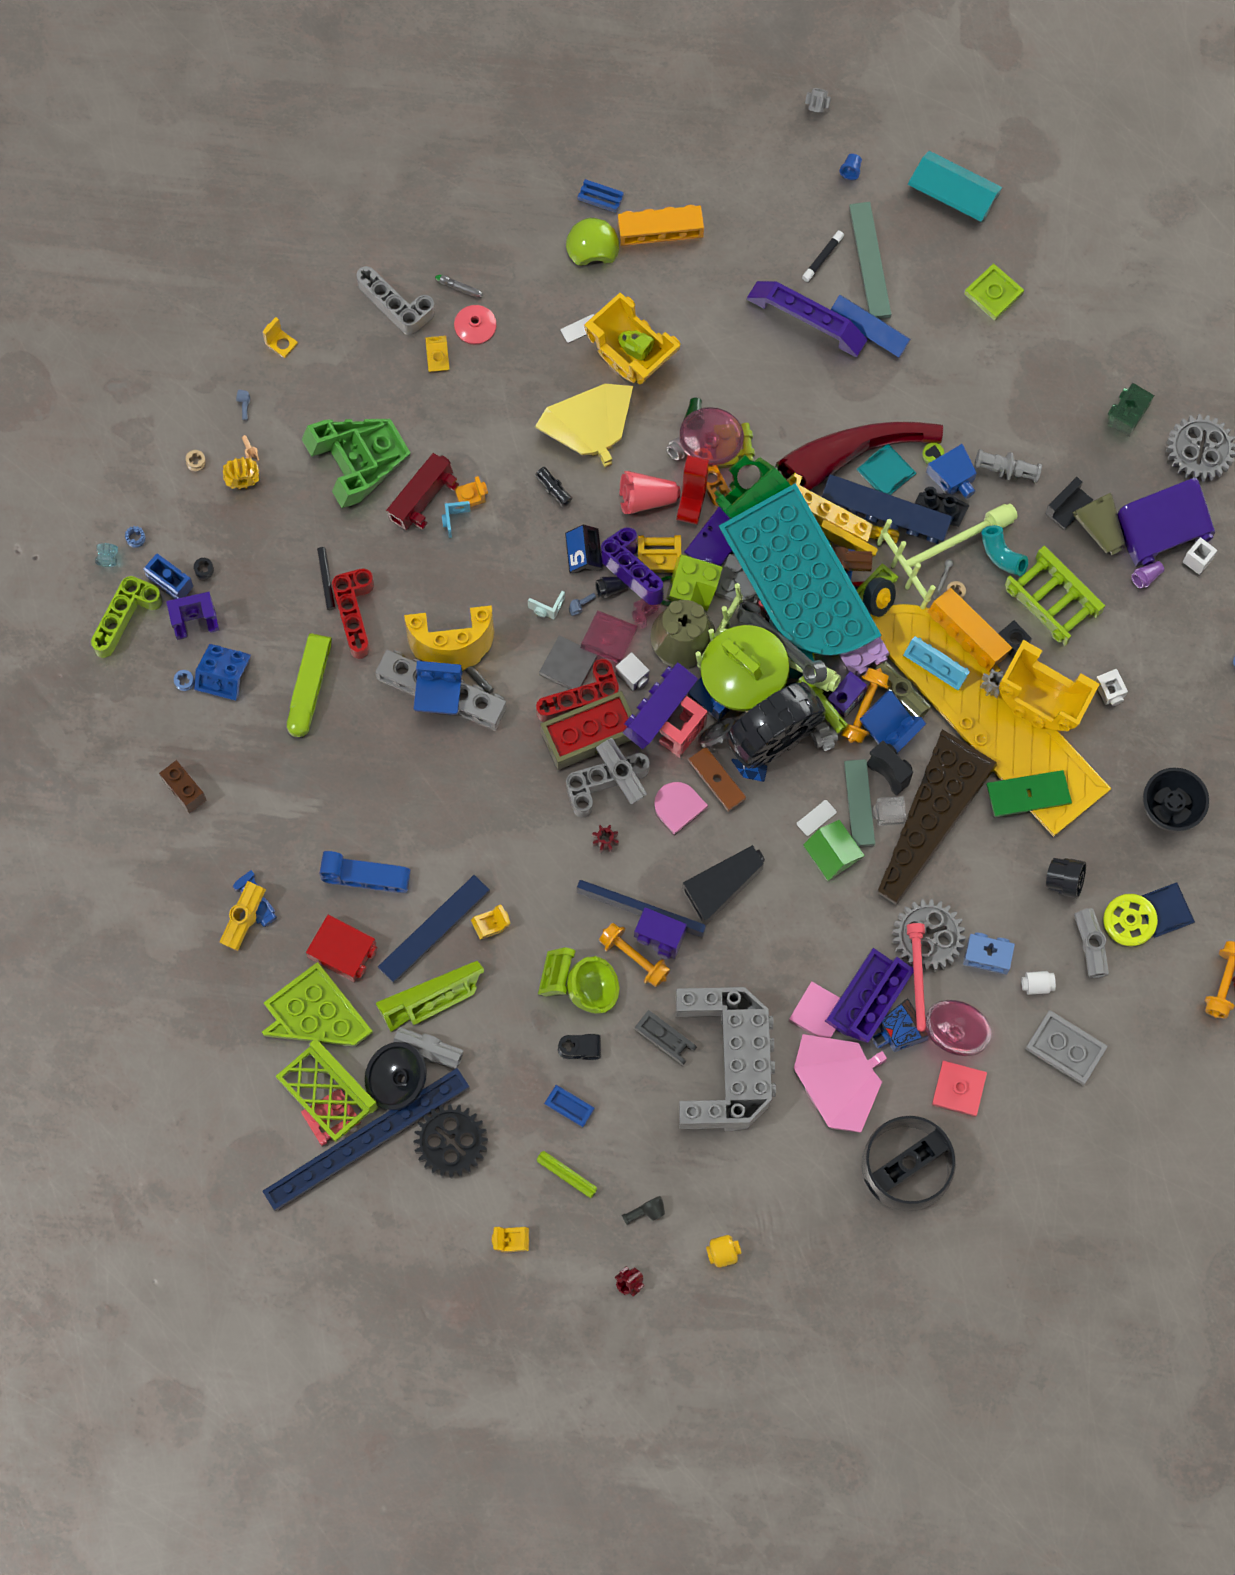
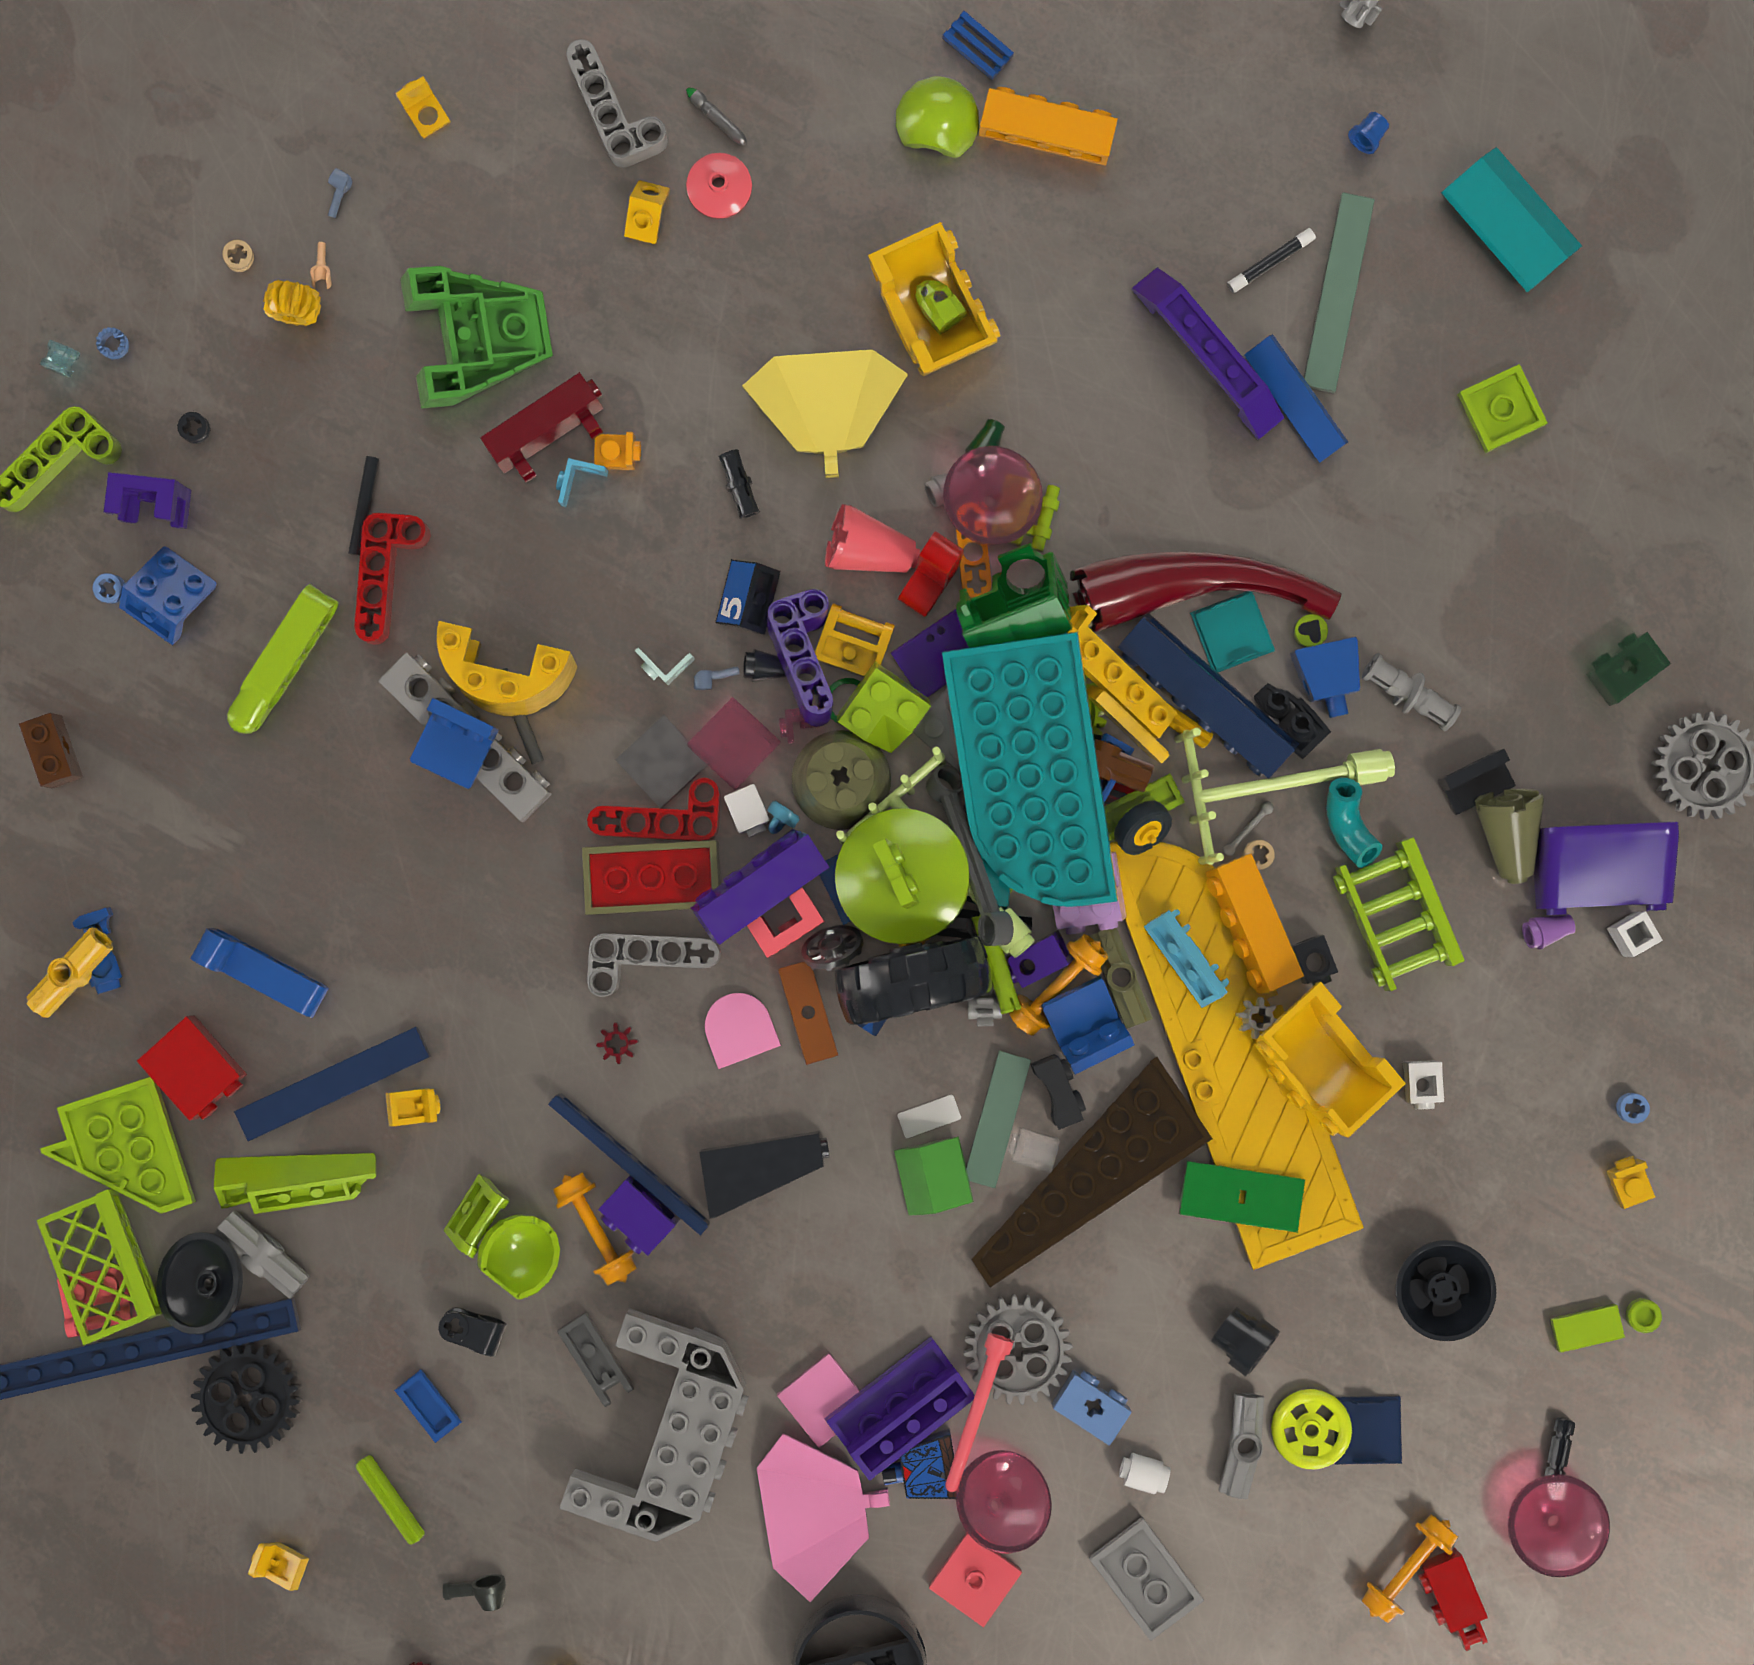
camera: 25 degrees right, 15 degrees up
(168, 577) = (134, 428): blue brick -> none
(575, 330) = (860, 246): white sticker -> none
(612, 758) = (673, 982): light grey piece -> none
(656, 668) = (782, 816): none -> medium azure tile

